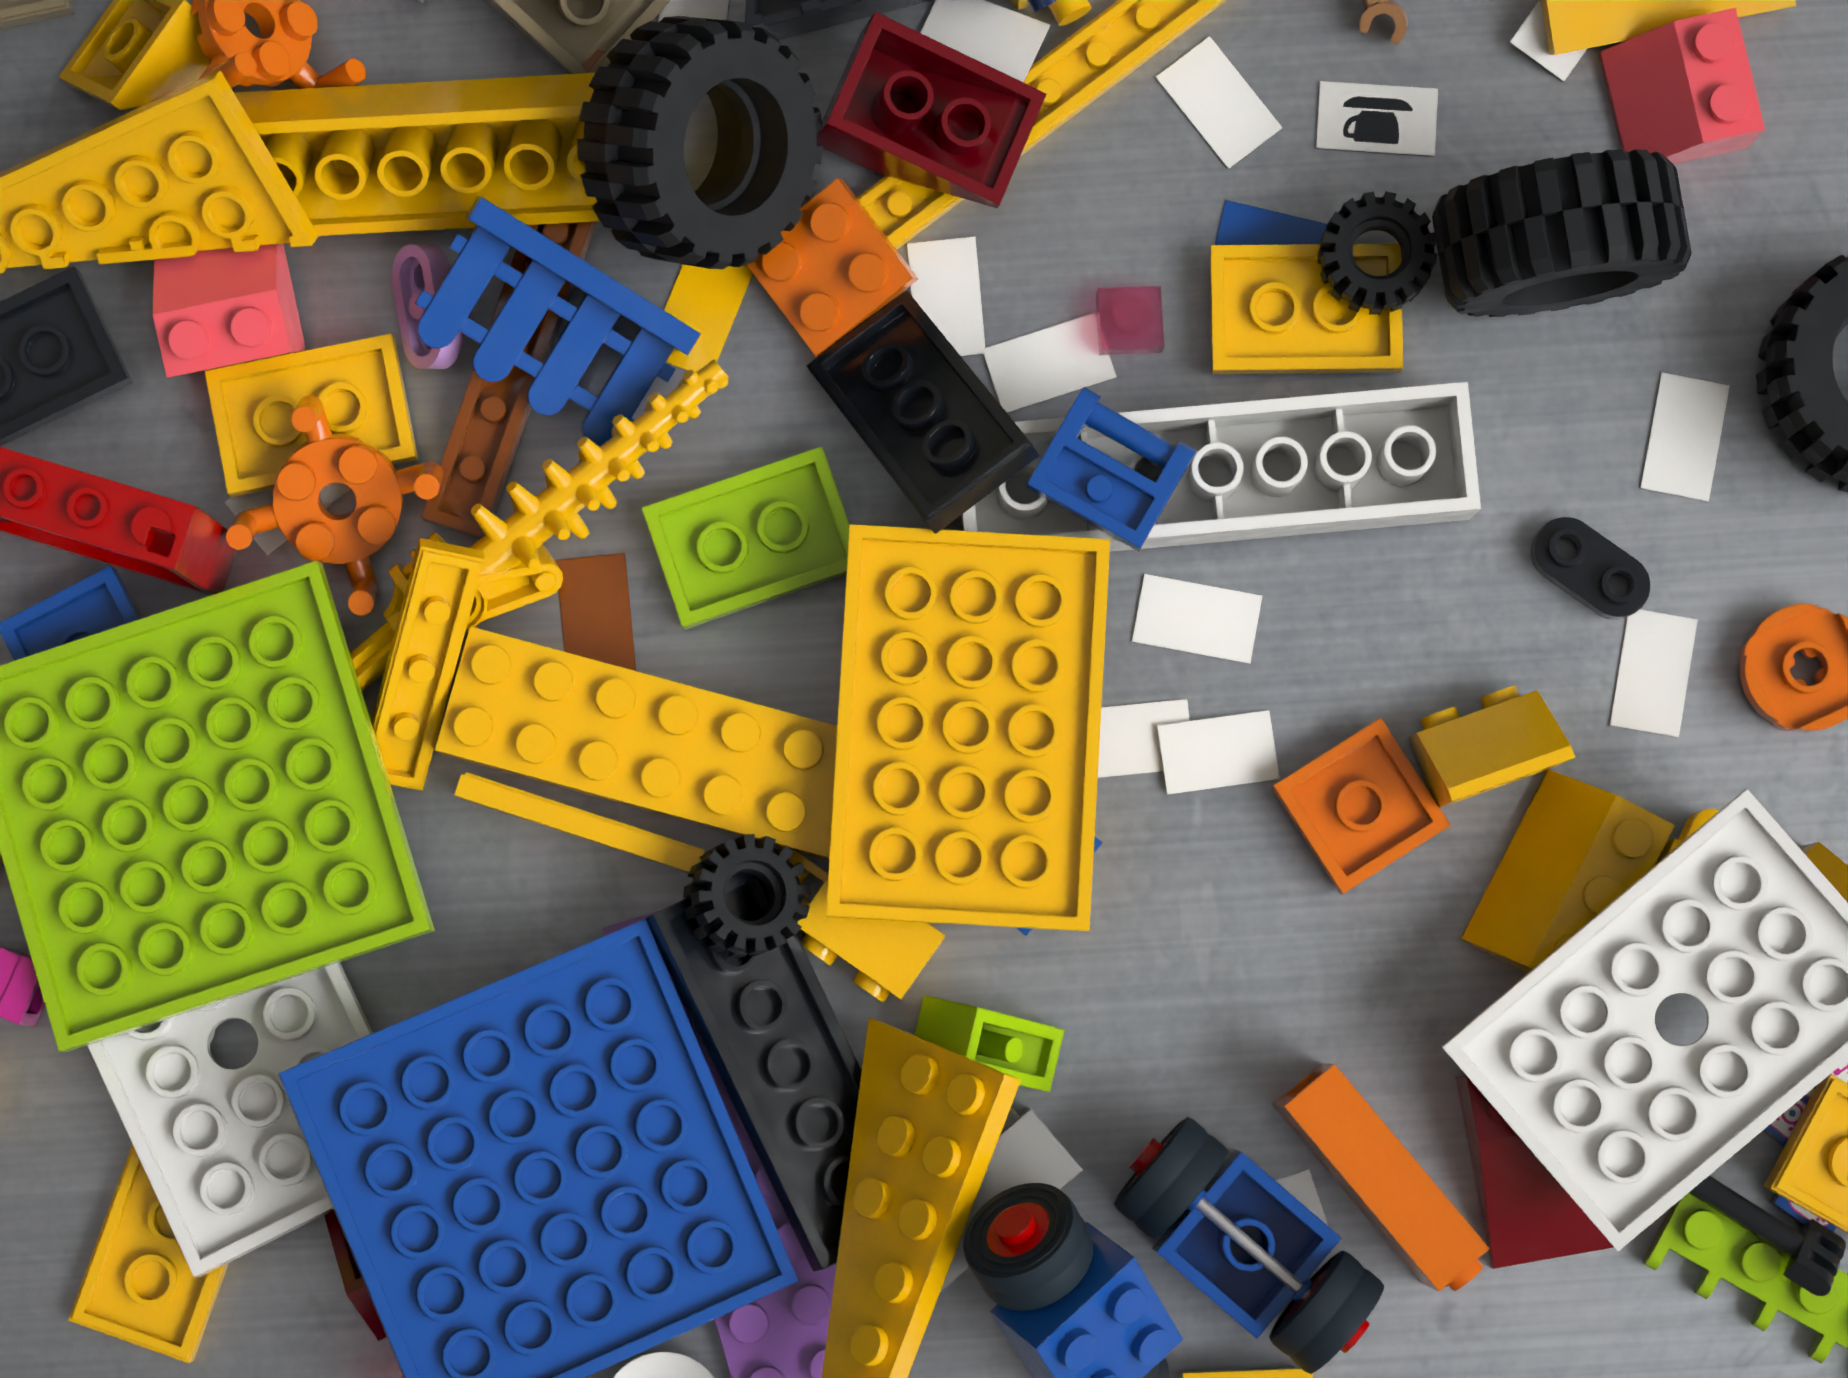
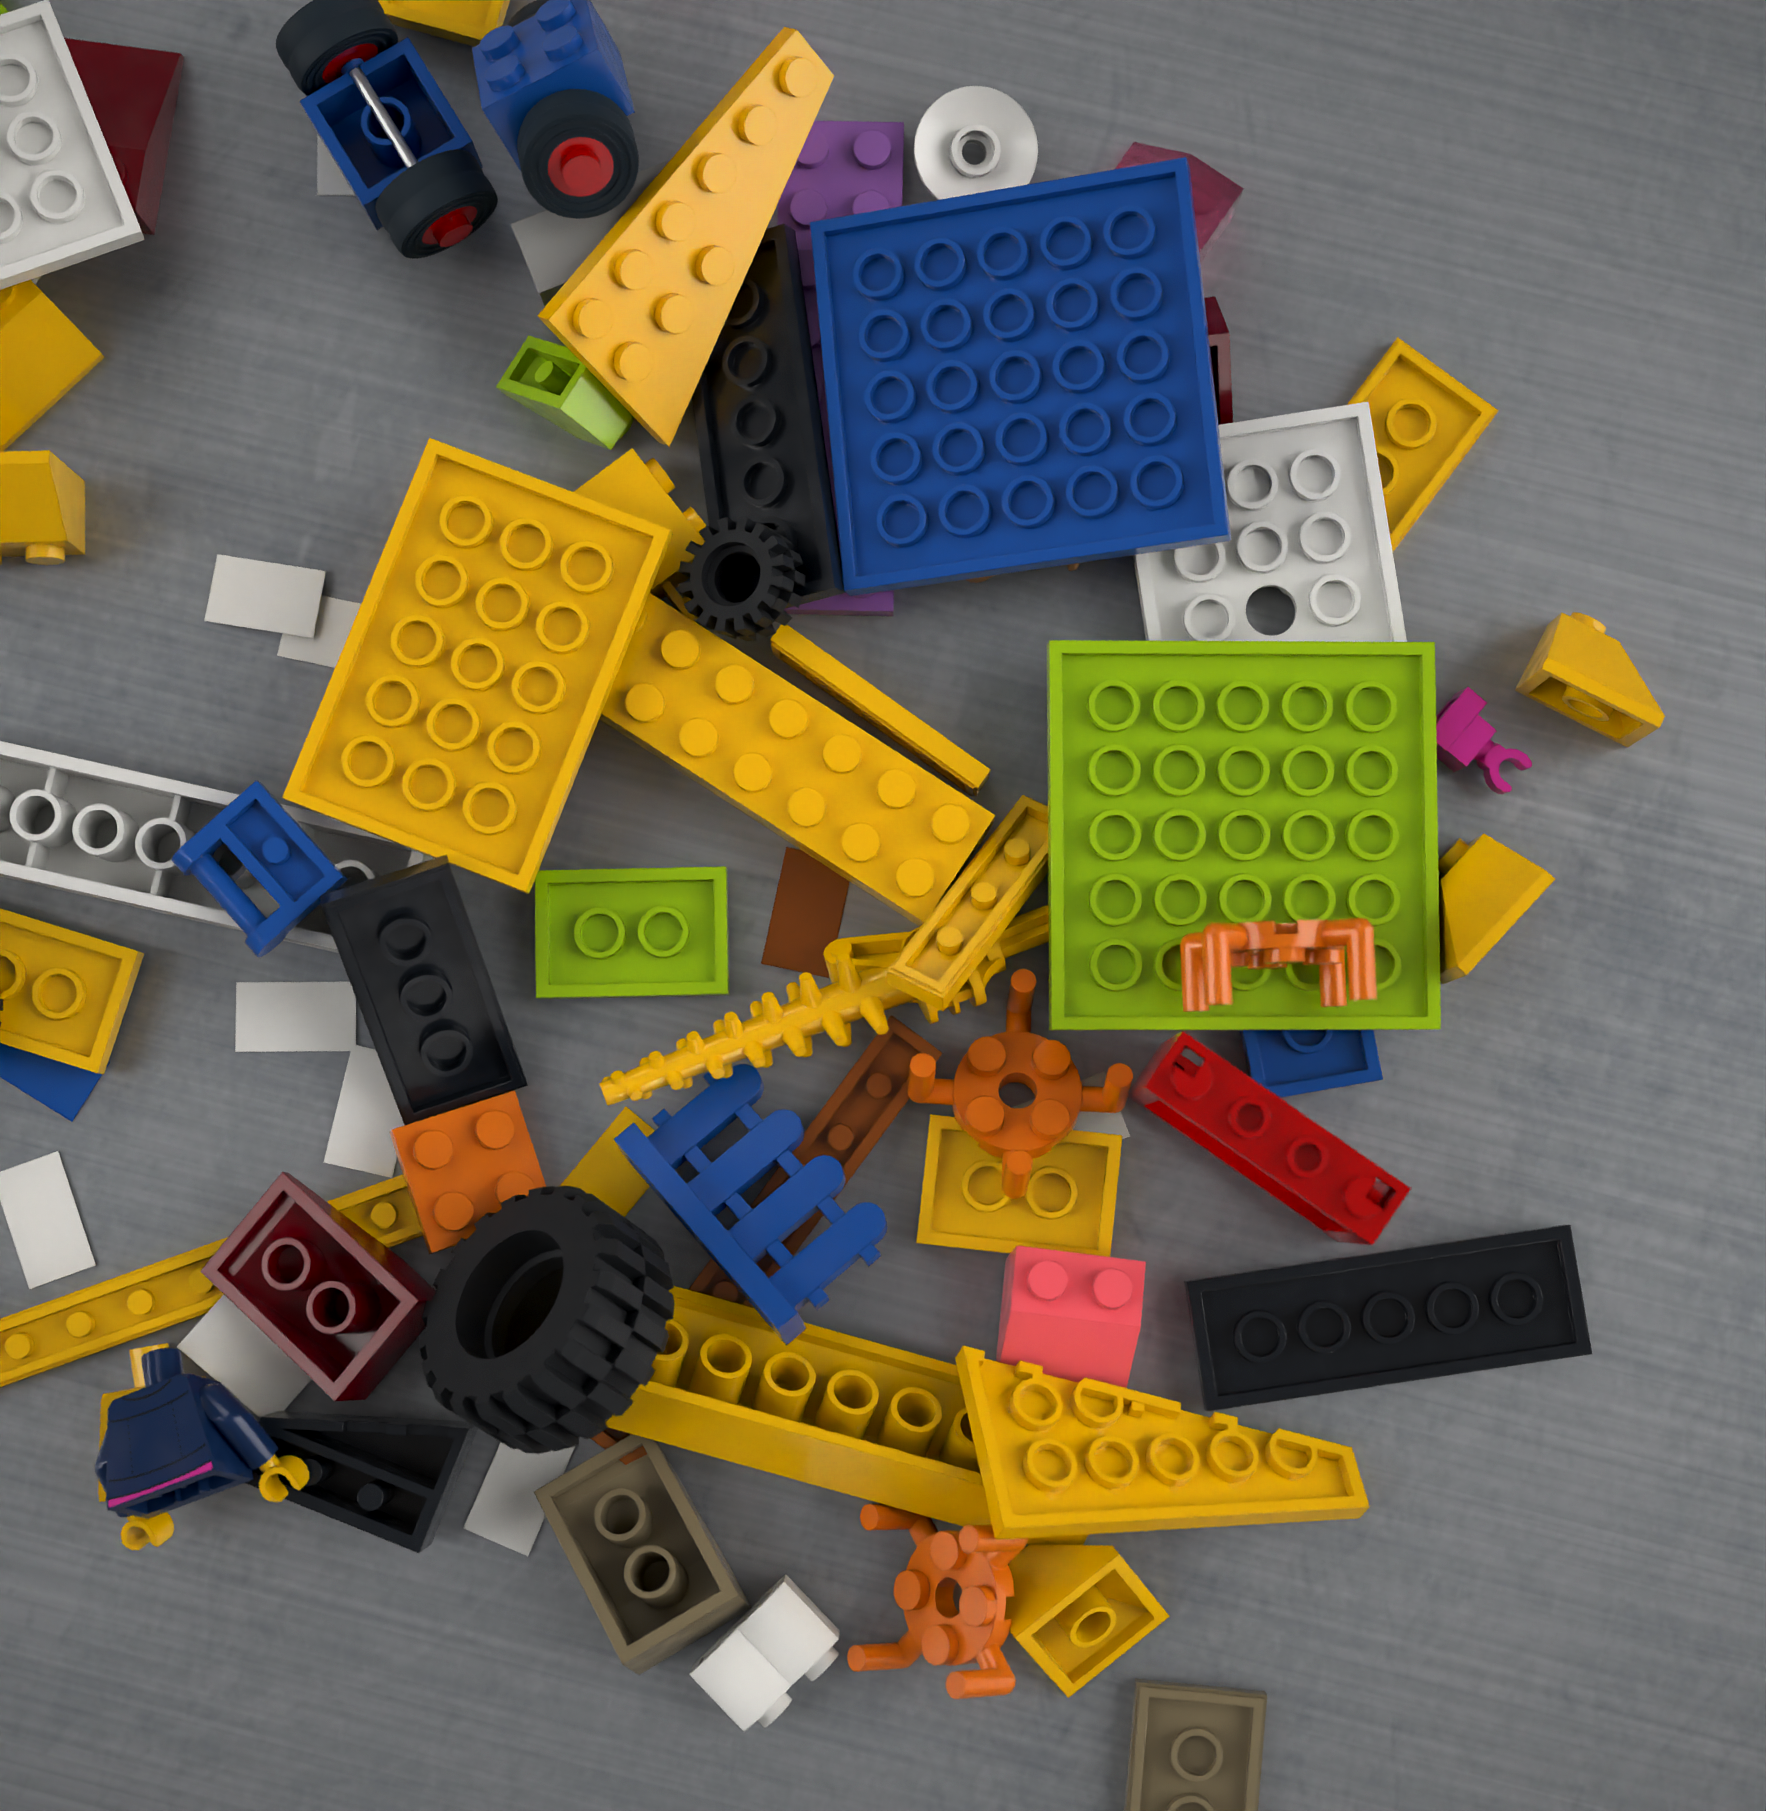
camera: 160 degrees left, 0 degrees up
(107, 691) = (1271, 945): none -> orange plate
(417, 269) = (875, 1291): lavender plate -> none
(1129, 320) = (203, 1030): clear pink plate -> none
(1197, 618) = (241, 727): white sticker -> none
(1360, 806) = (148, 499): orange plate -> none
(1382, 1179) = (246, 149): orange brick -> none

